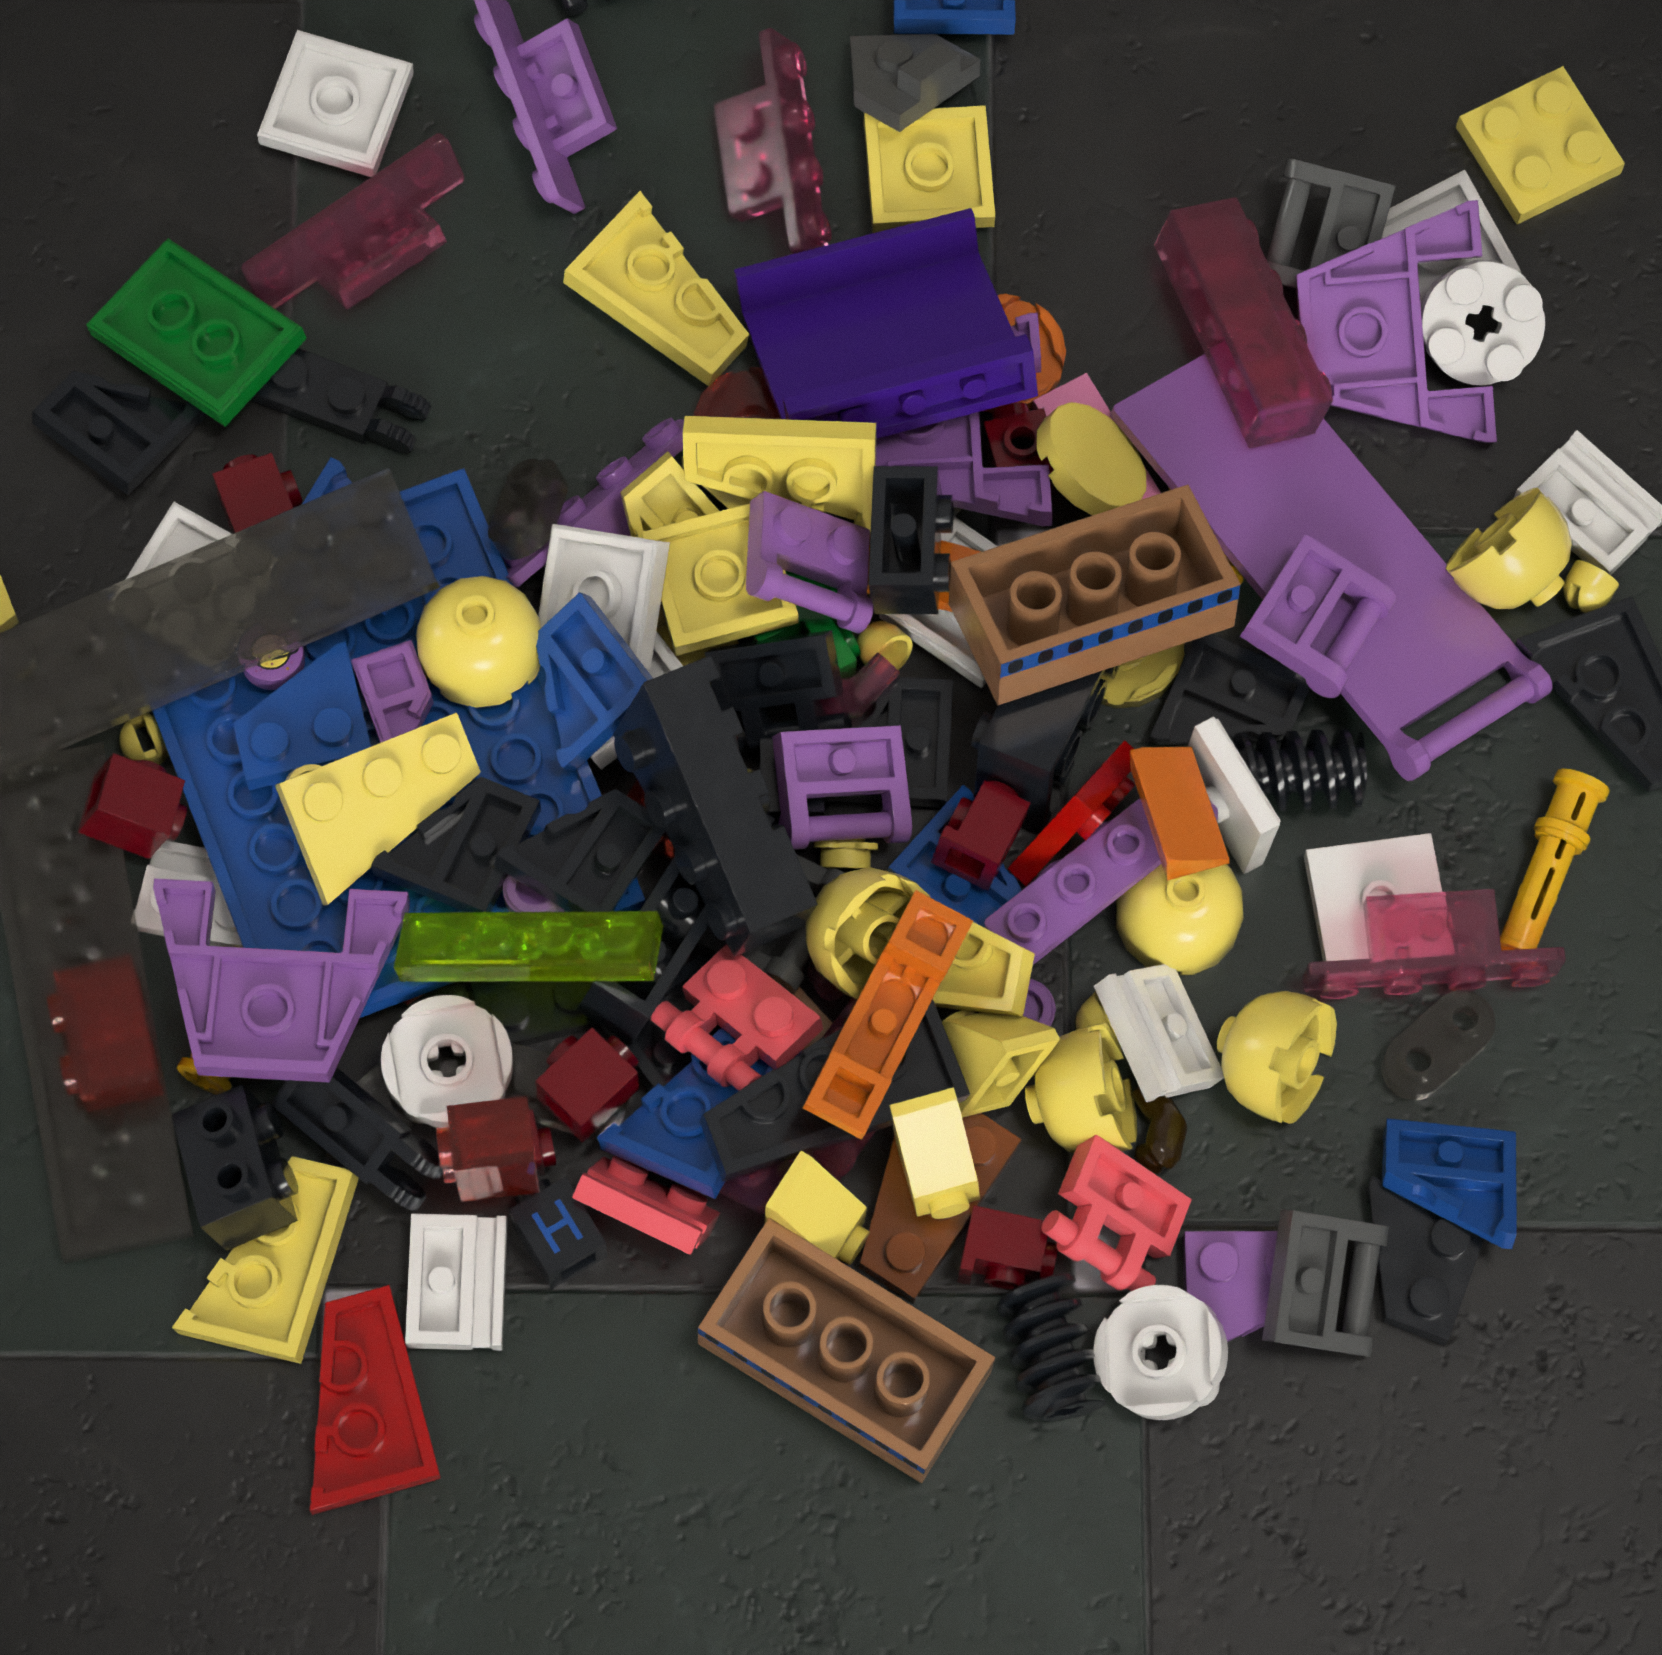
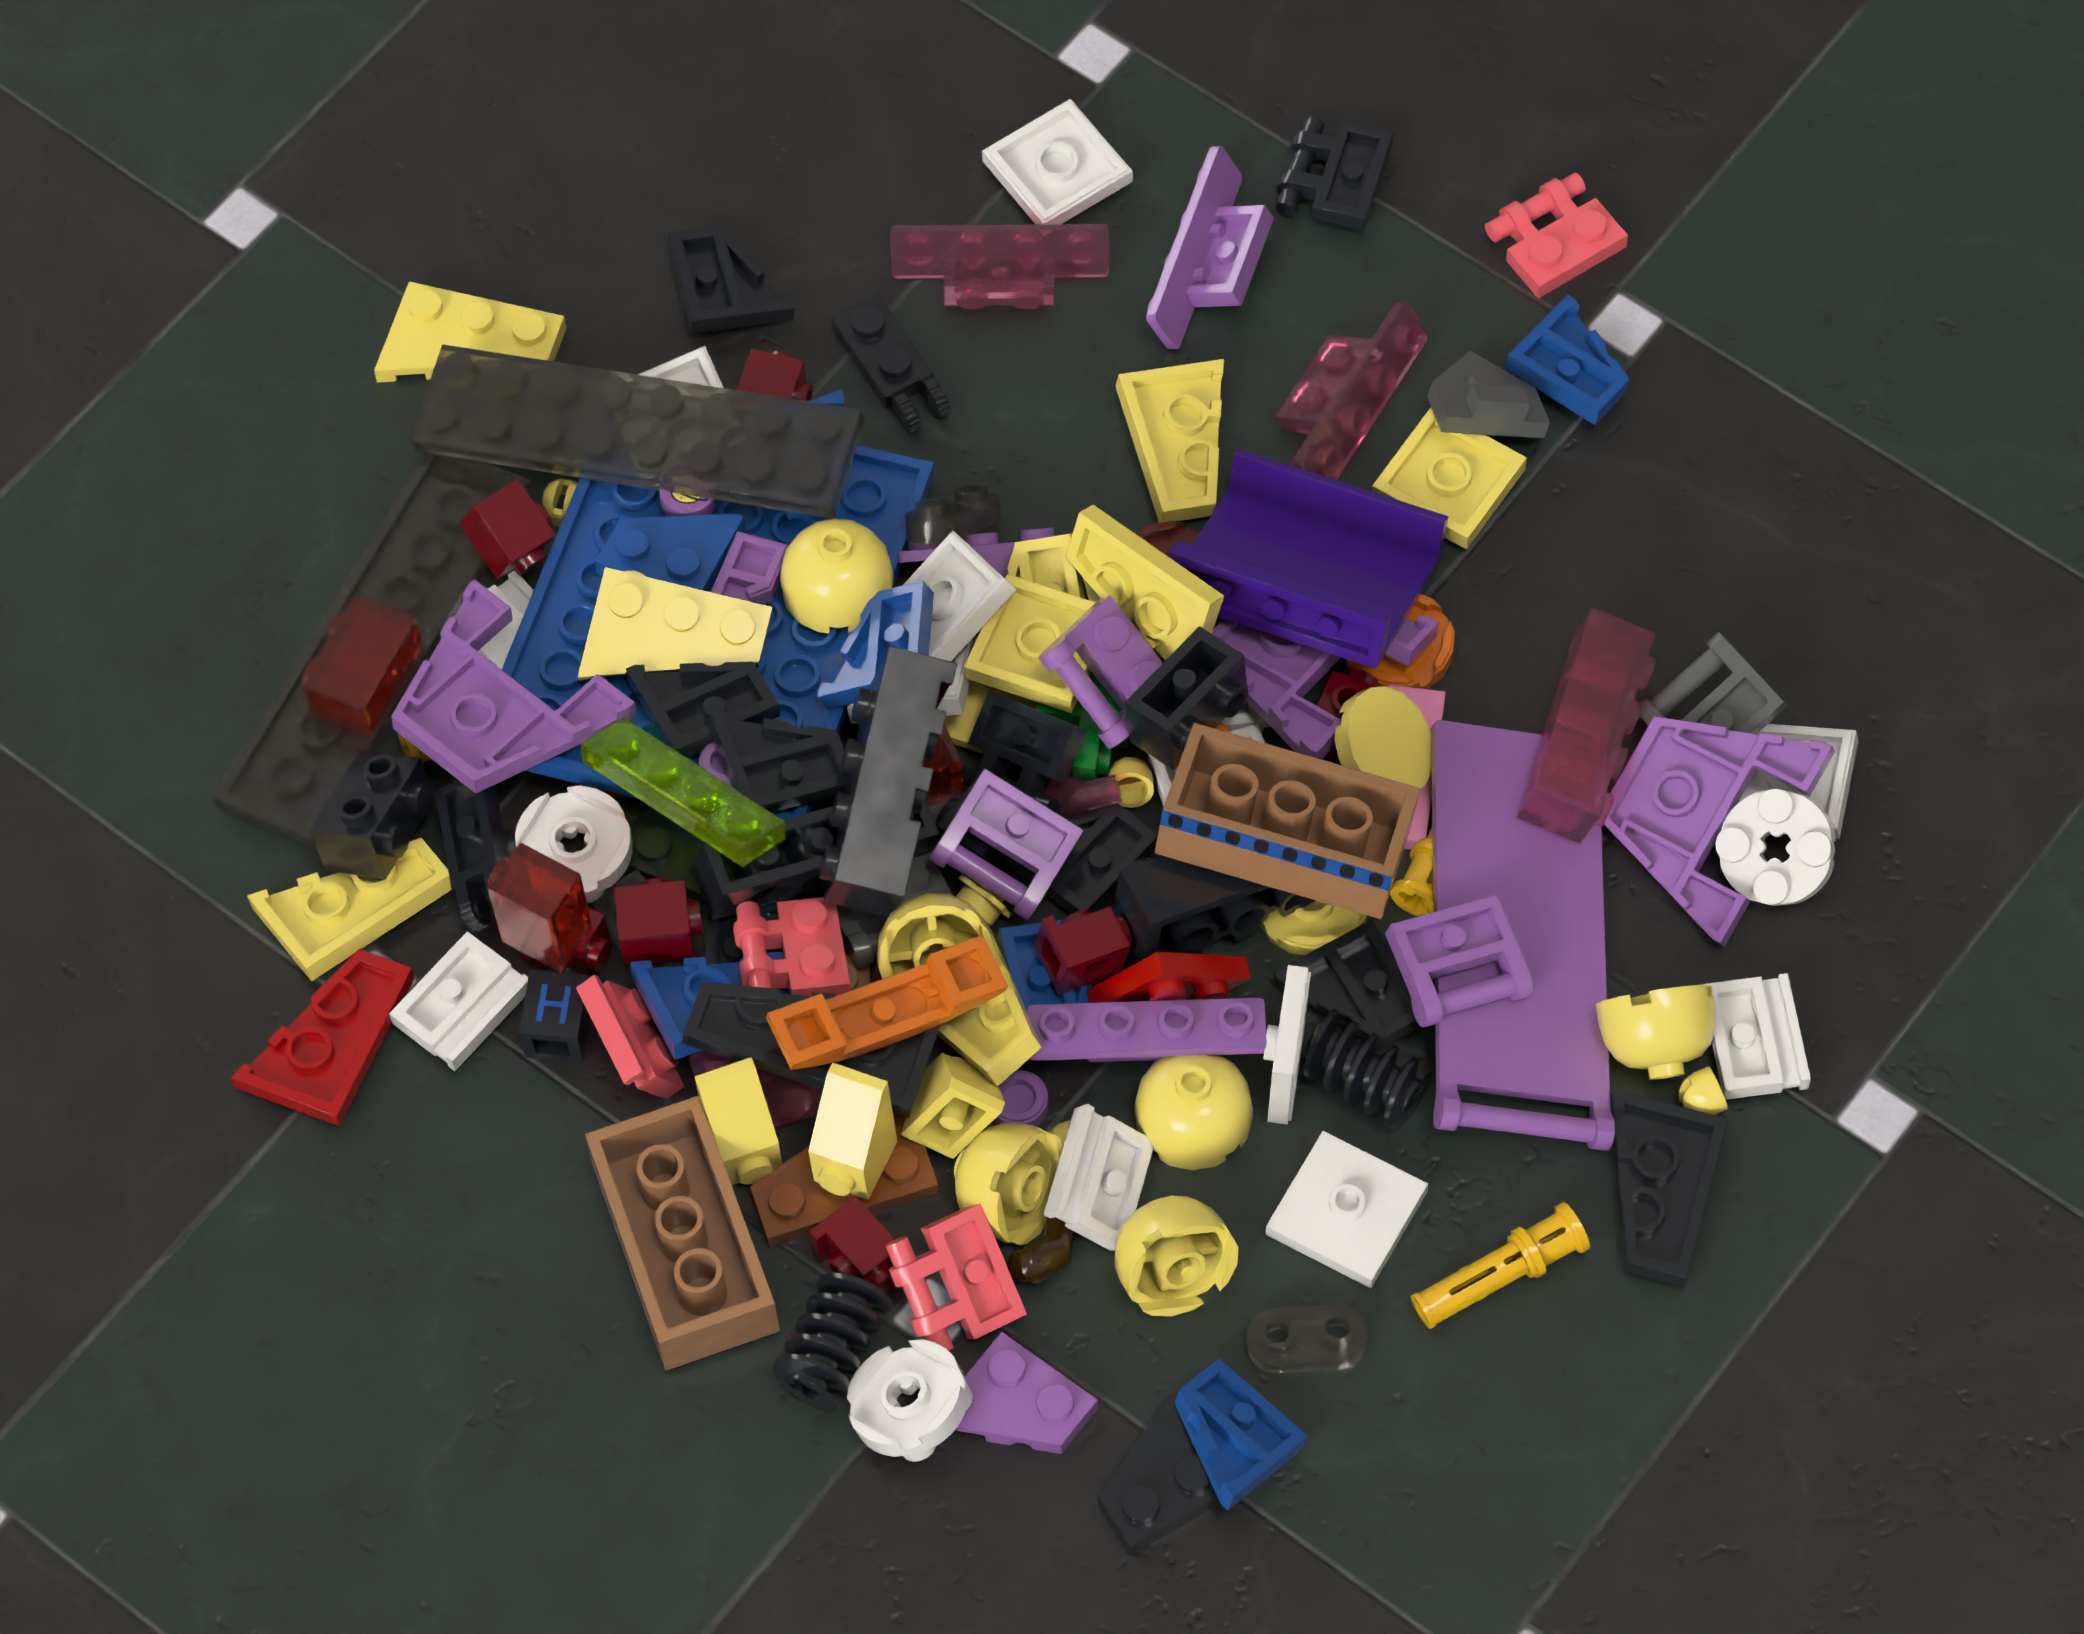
camera: 45 degrees right, 10 degrees down
(196, 332) = (828, 254): green tile -> none
(1178, 810) = (1228, 1016): orange slope -> none
(1309, 1282) = (1055, 1421): dark grey plate -> none
(1432, 941) = (1357, 1257): clear pink bracket -> none
(1540, 145) = (1941, 758): light yellow plate -> none

